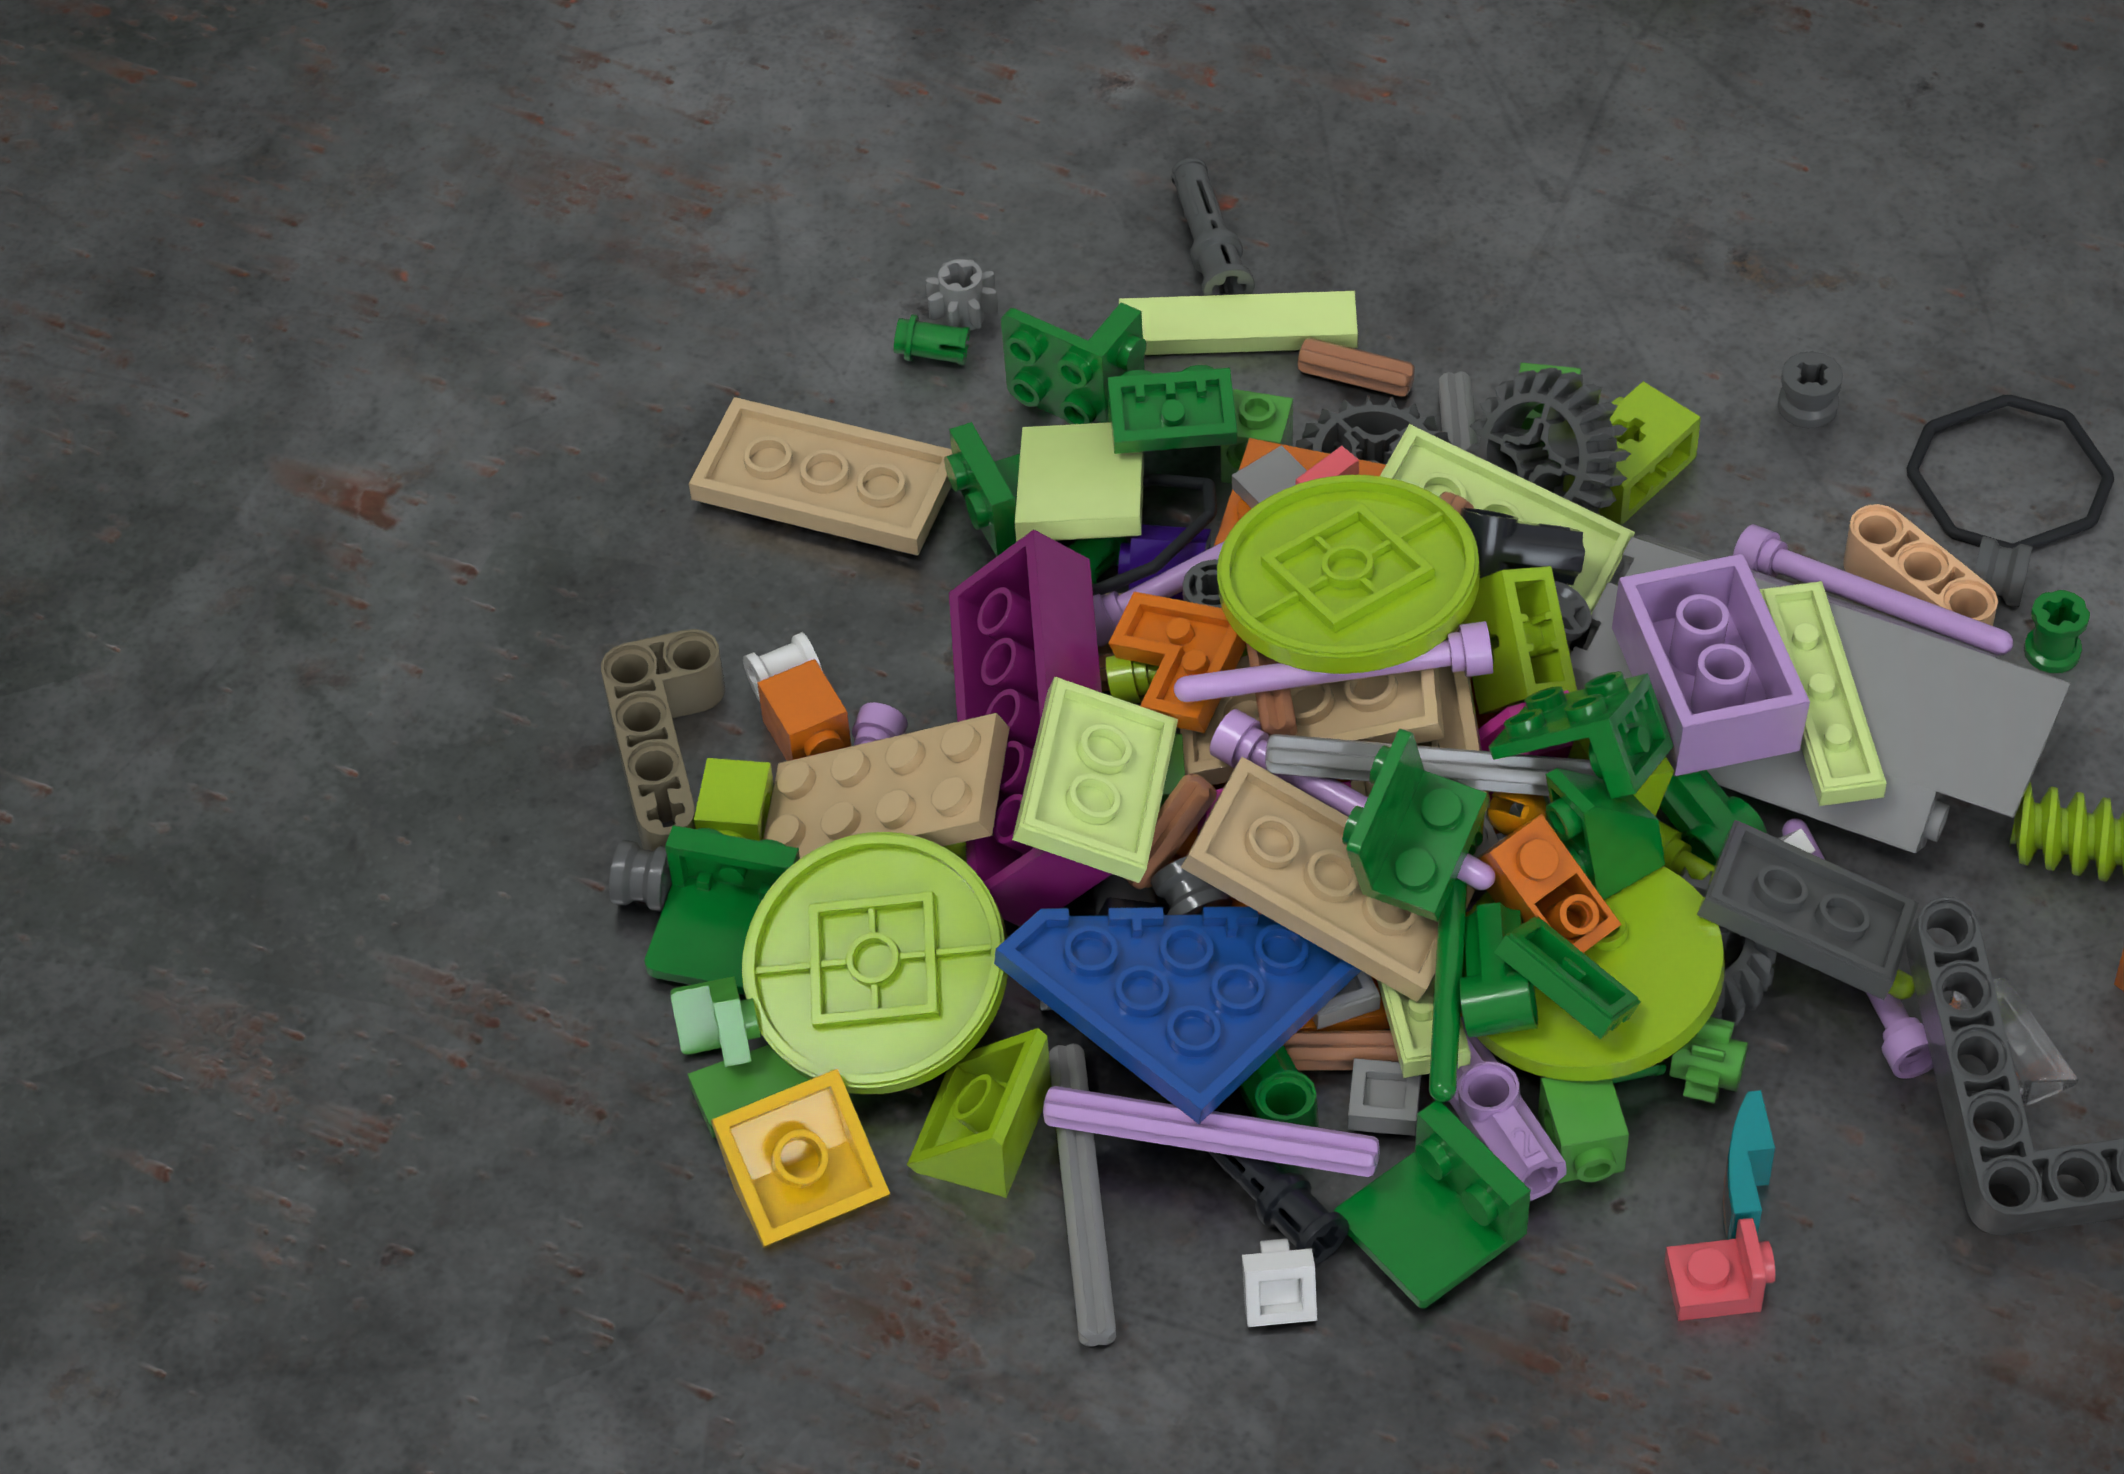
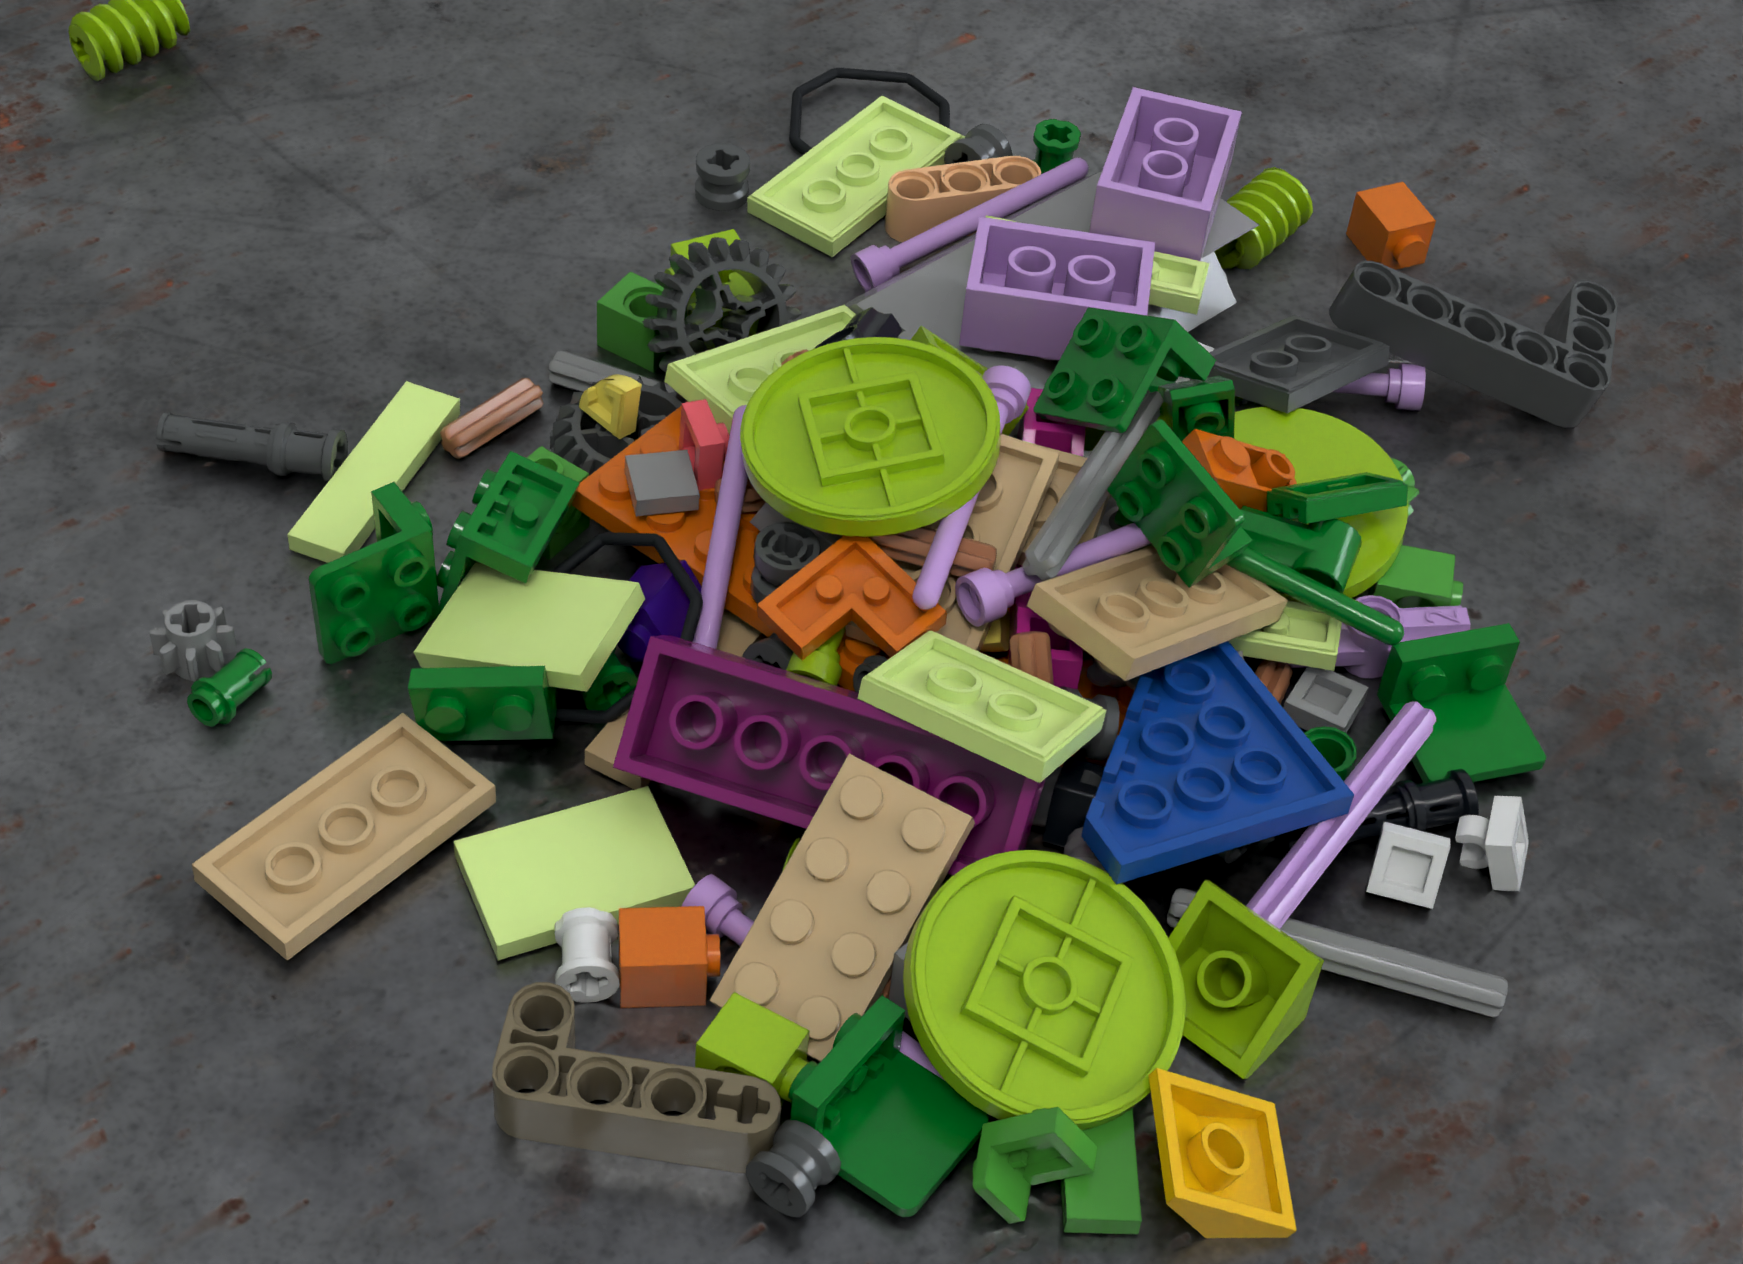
camera: 75 degrees left, 5 degrees down
(870, 630) = (579, 857): none -> yellowish green tile
(1208, 1214) = (1408, 865): none -> white tile
(1366, 422) = (613, 404): none -> light yellow tile
(1720, 1275) = (1578, 570): coral bracket -> none
(1747, 1163) = (1505, 526): teal slope -> none
(1940, 488) = (844, 179): none -> yellowish green tile
(1975, 693) = (1166, 172): none -> lavender brick

